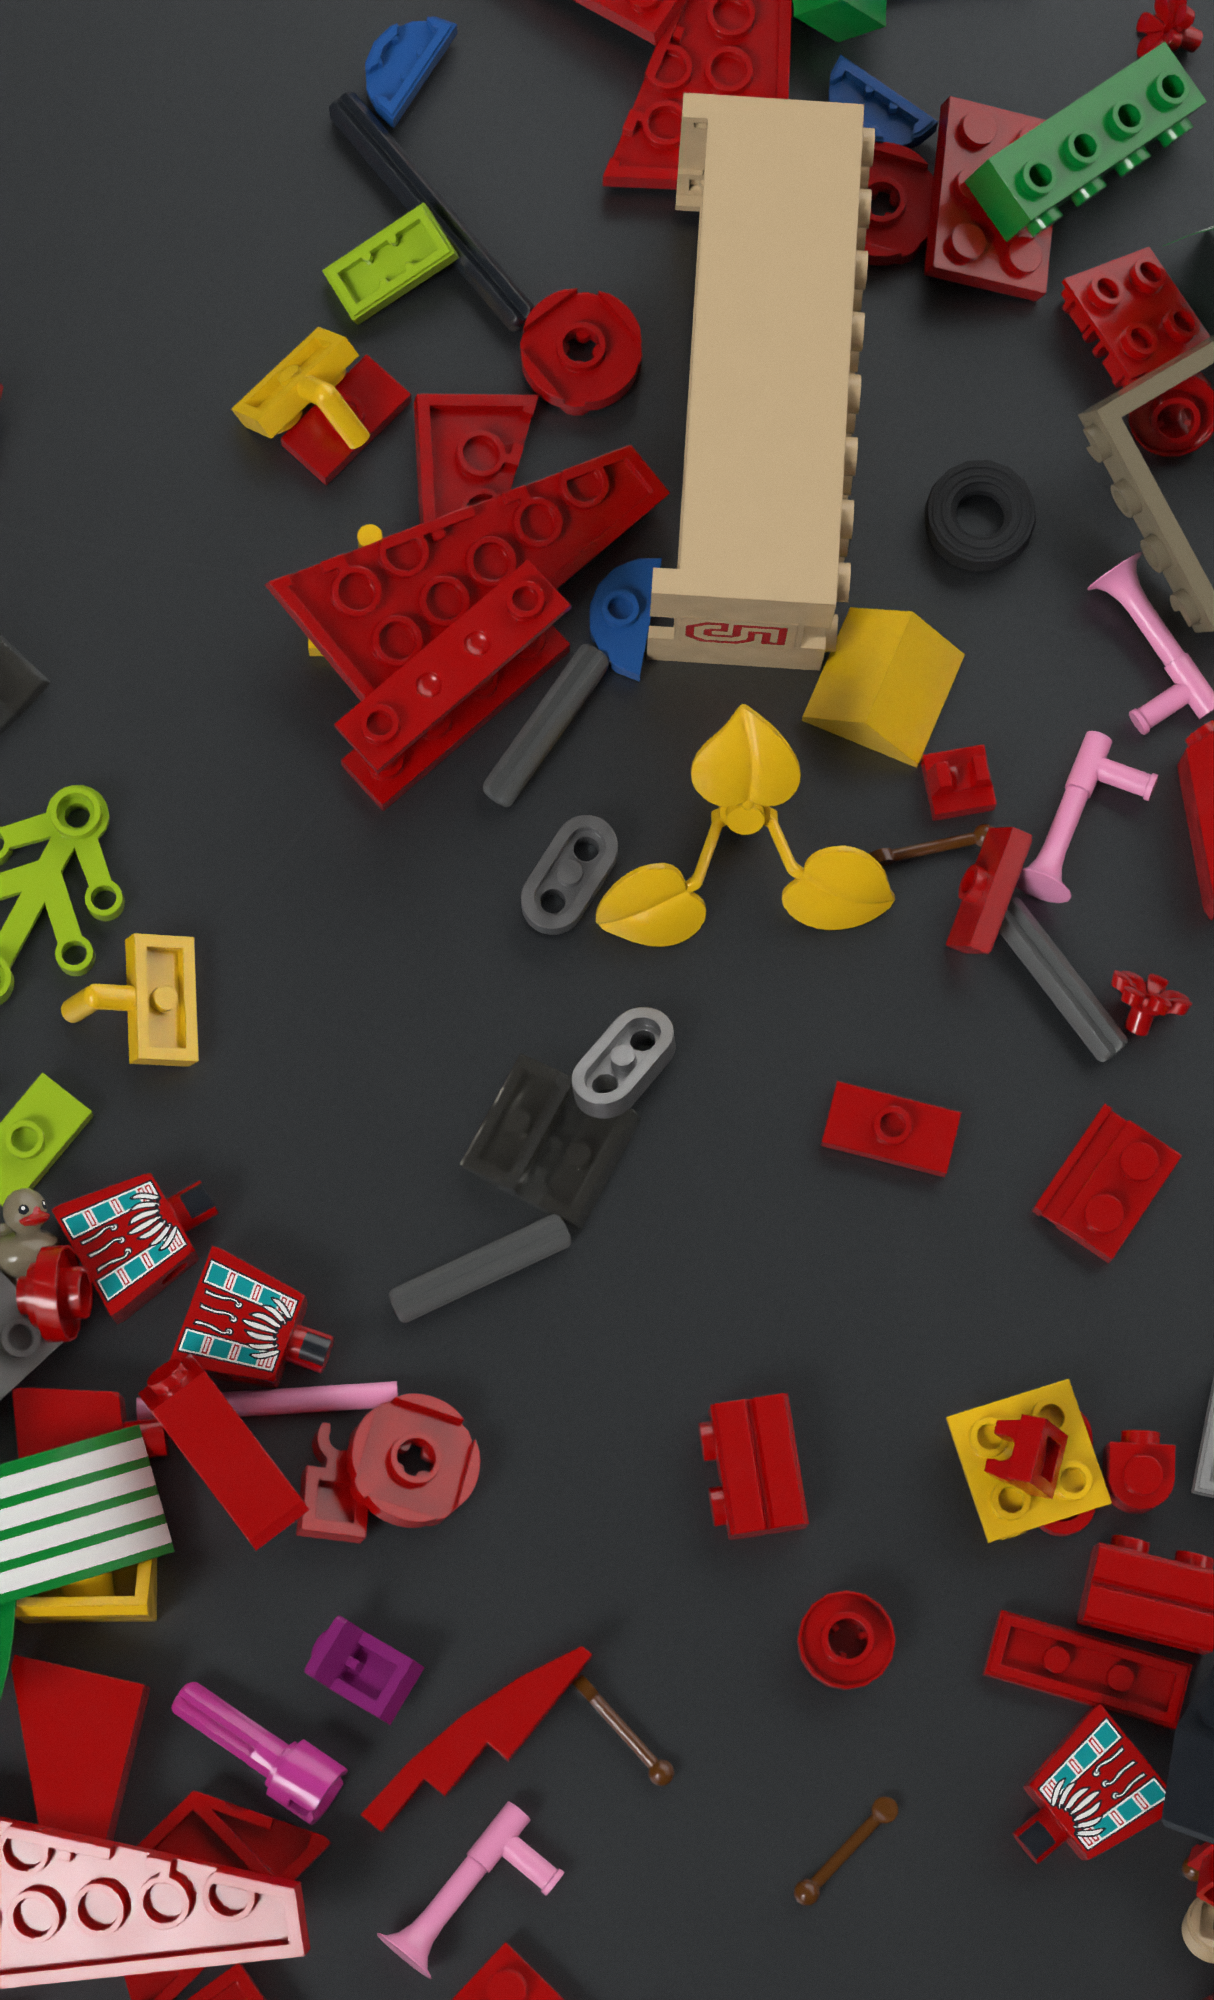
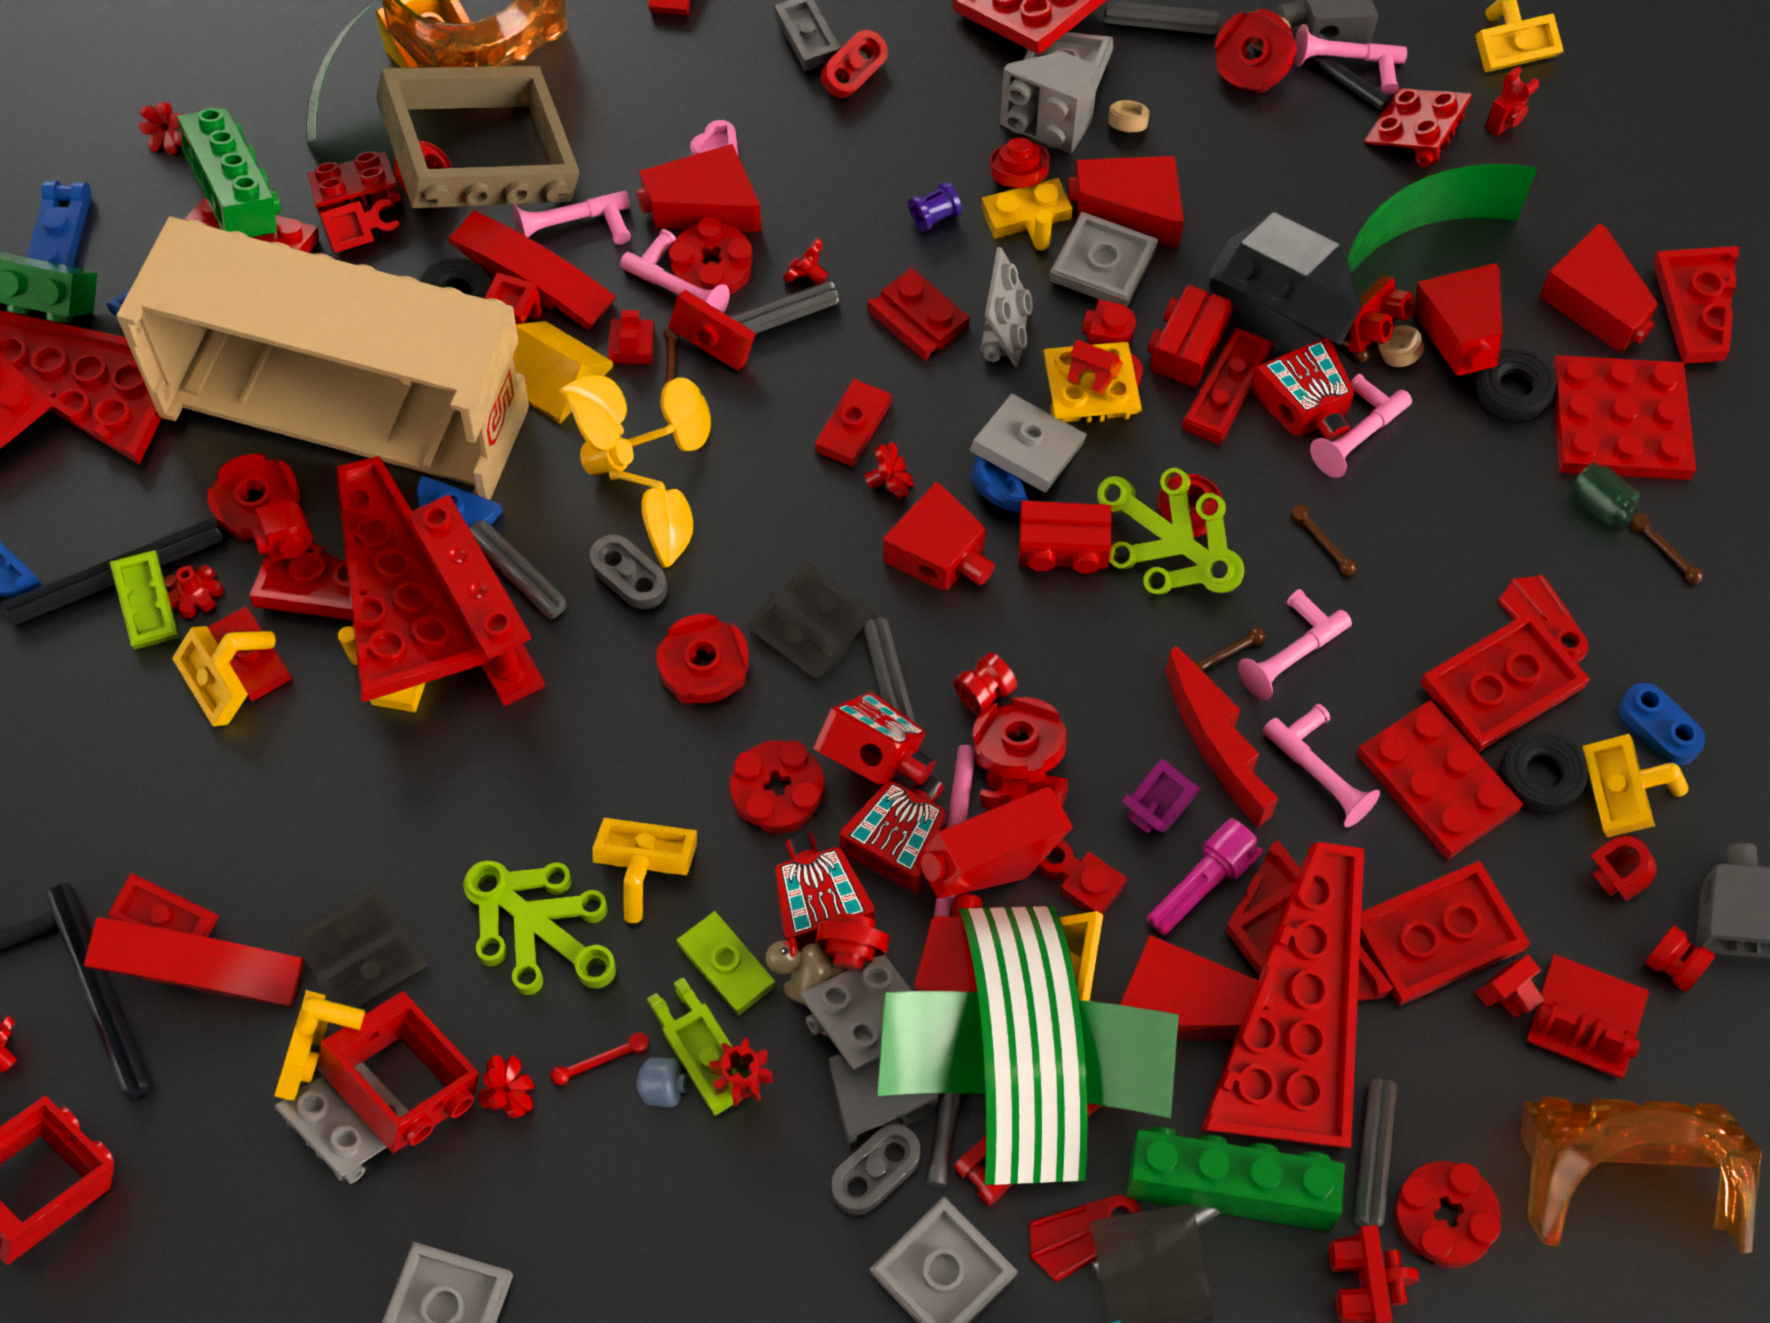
camera: 75 degrees left, 15 degrees down
(230, 1594) = (1087, 882): none -> red plate
(255, 1136) = (762, 807): none -> red plate
(356, 1263) = (874, 740): none -> red torso
(427, 319) = (193, 589): none -> red plant
(467, 973) = (703, 683): none -> red plate
(493, 1396) = (985, 683): none -> red wheel
(513, 404) = (281, 531): none -> red plate
(619, 1066) = (773, 561): flat silver plate -> none
(687, 1870) = (1259, 676): none -> bright pink piece
(707, 1291) = (938, 542): none -> red torso
(781, 1625) = (1176, 537): none -> lime plant
(811, 1200) = (890, 471): none -> red plant
(839, 1351) = (997, 485): none -> blue plate
(901, 1386) = (1028, 442): none -> light grey plate
(962, 596) = (517, 293): none -> red panel
(1039, 610) = (515, 255): none -> red slope
(1055, 339) = (351, 226): none -> red plate
(1098, 1920) = (1331, 455): none -> bright pink piece
(1121, 1311) = (1005, 313): none -> light grey hinge
(1164, 846) = (712, 239): none -> red plate

